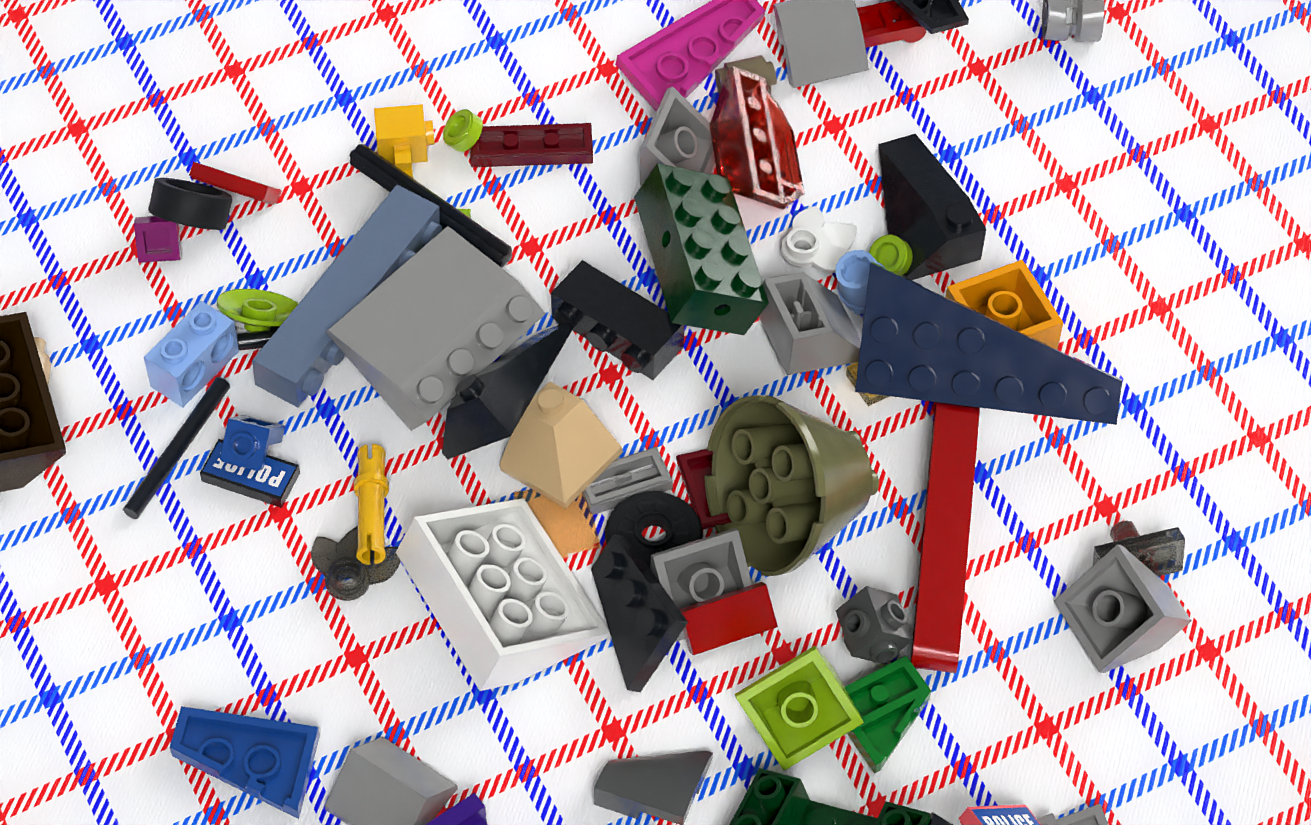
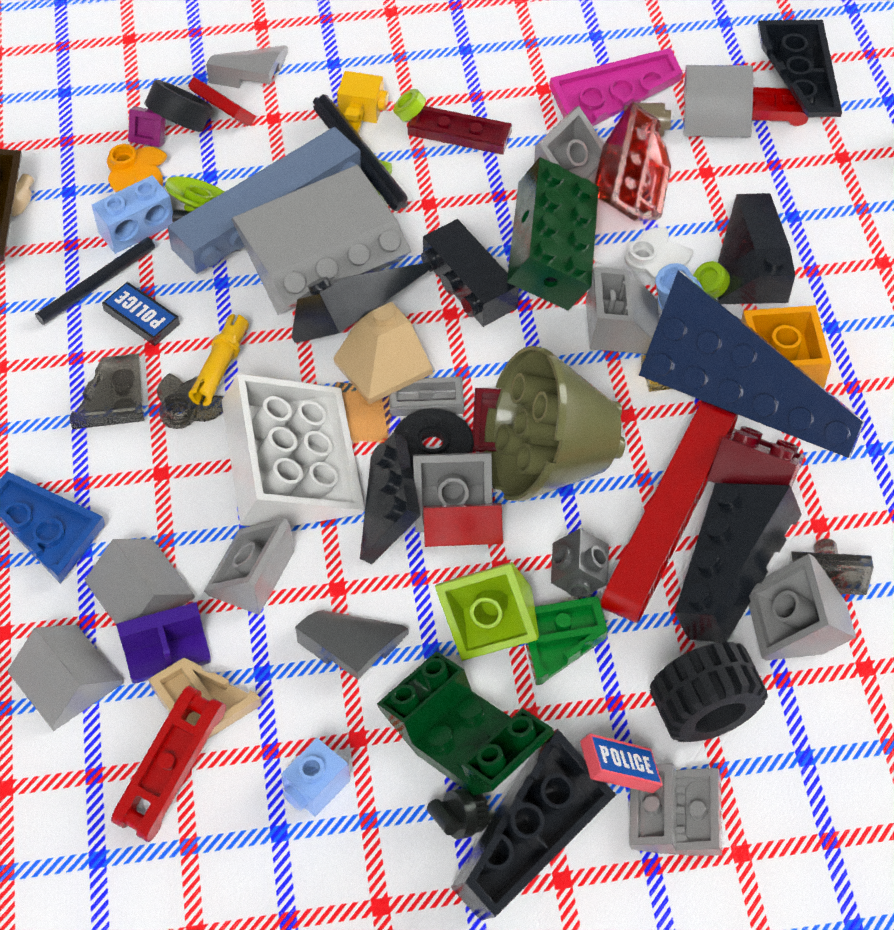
camera: 20 degrees right, 0 degrees up
(168, 294) = (133, 165): none -> light orange plate
(246, 126) = (250, 65): none -> light grey slope
(248, 441) = (146, 286): blue bracket -> none
(262, 580) = (112, 394): none -> clear smoke wing
(509, 732) = (252, 565): none -> light grey slope
(1021, 460) = (752, 460): none -> dark red slope
(1033, 563) = (731, 555): none -> black wedge
(1066, 725) = (708, 692): none -> black tyre

